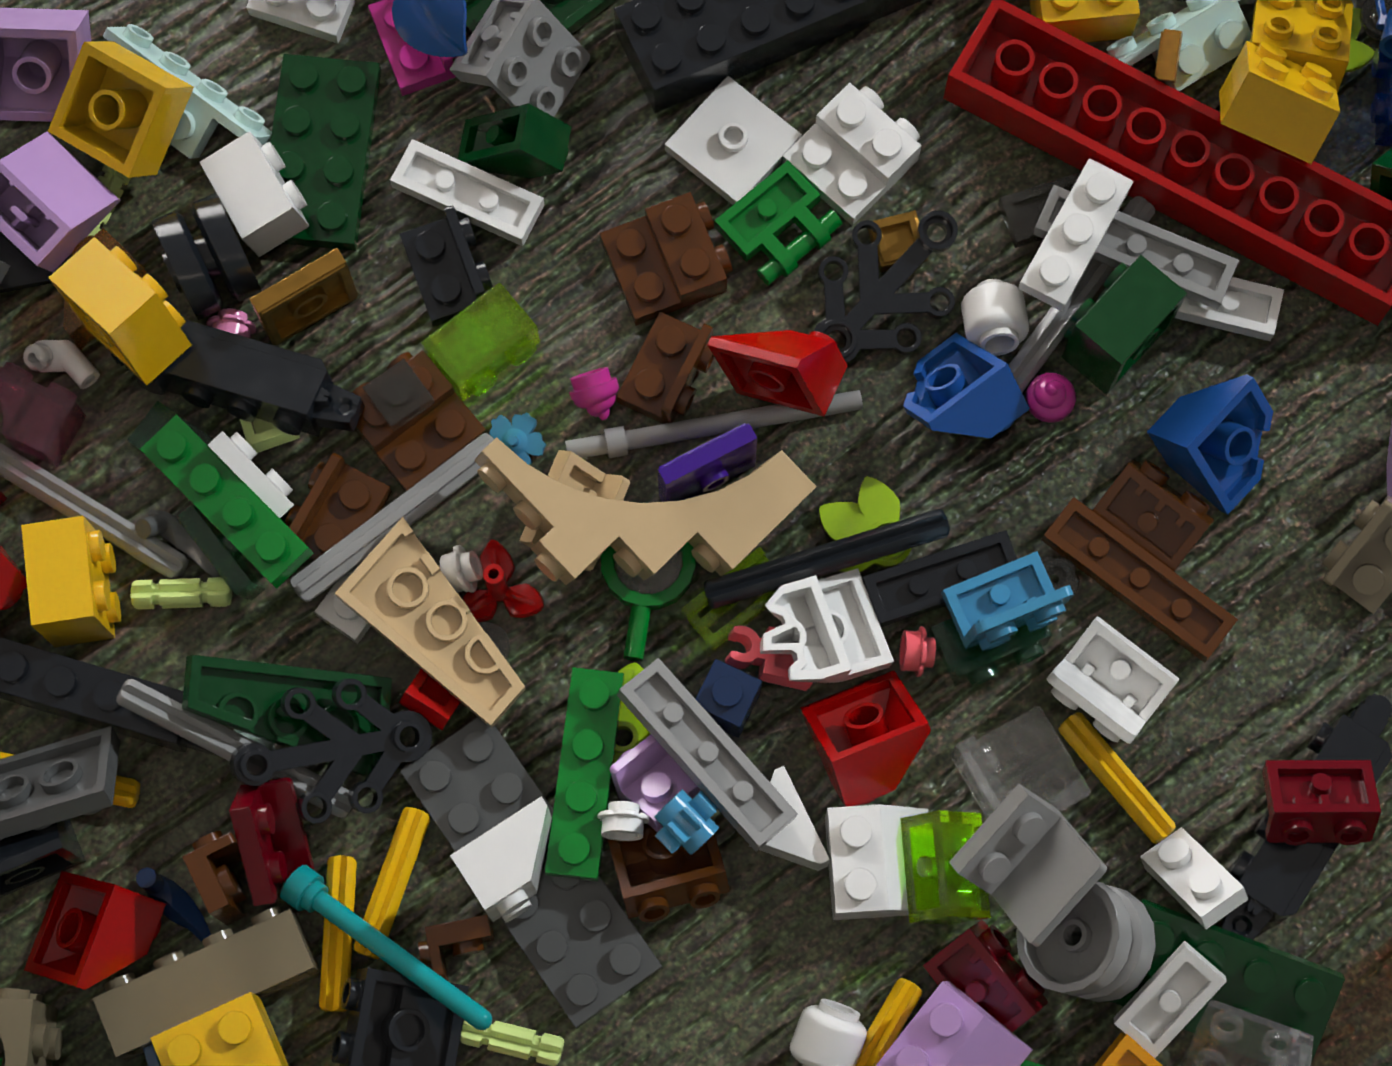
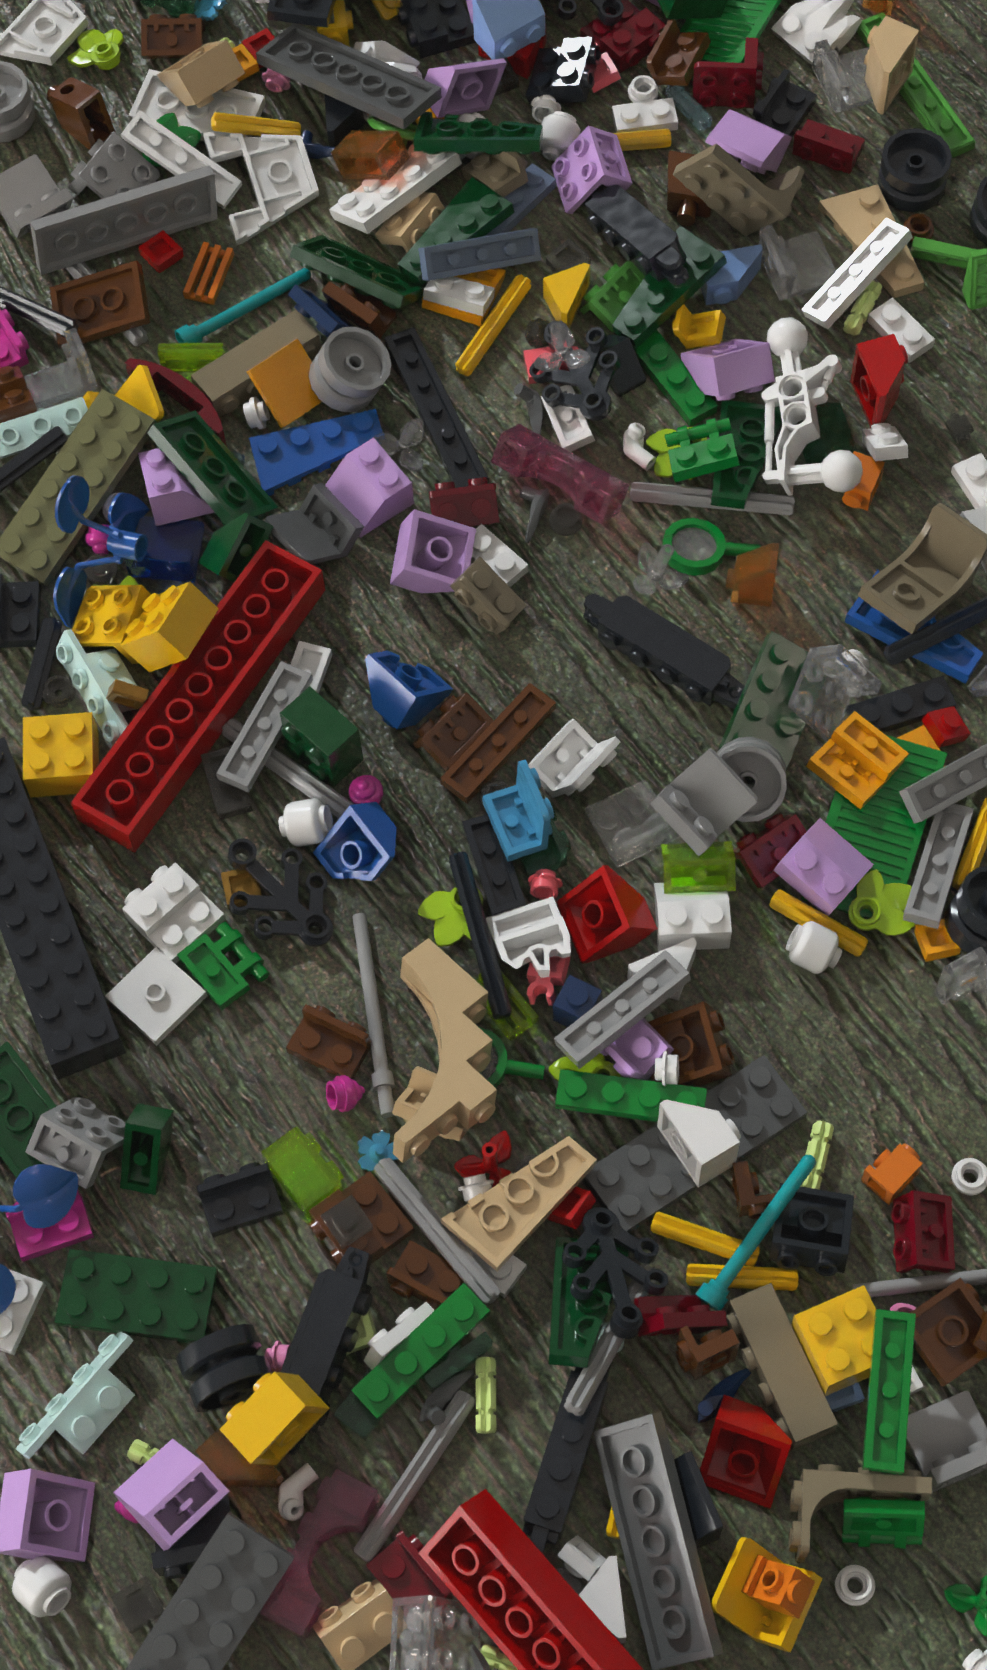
camera: 85 degrees left, 10 degrees down
(70, 581) = (480, 1464): yellow brick -> none
(120, 108) = (100, 1433): yellow brick -> none
(255, 194) = (167, 1333): white brick -> none
(305, 297) = (261, 1294): pearl gold plate -> none
(472, 192) = (178, 1185): white plate -> none
(667, 258) = (244, 1042): reddish brown plate -> none
(686, 822) = (670, 1022): dark azure gear -> none
(708, 465) = (411, 1009): dark purple plate -> none
(782, 367) = (339, 956): red slope -> none
(1075, 234) = (256, 759): white plate -> none
(1117, 777) = (633, 765): yellow axle -> none
(1169, 999) = (786, 732): white plate -> none
(1194, 878) = (704, 717): white plate -> none
(1320, 801) = (657, 633): dark red bracket -> none

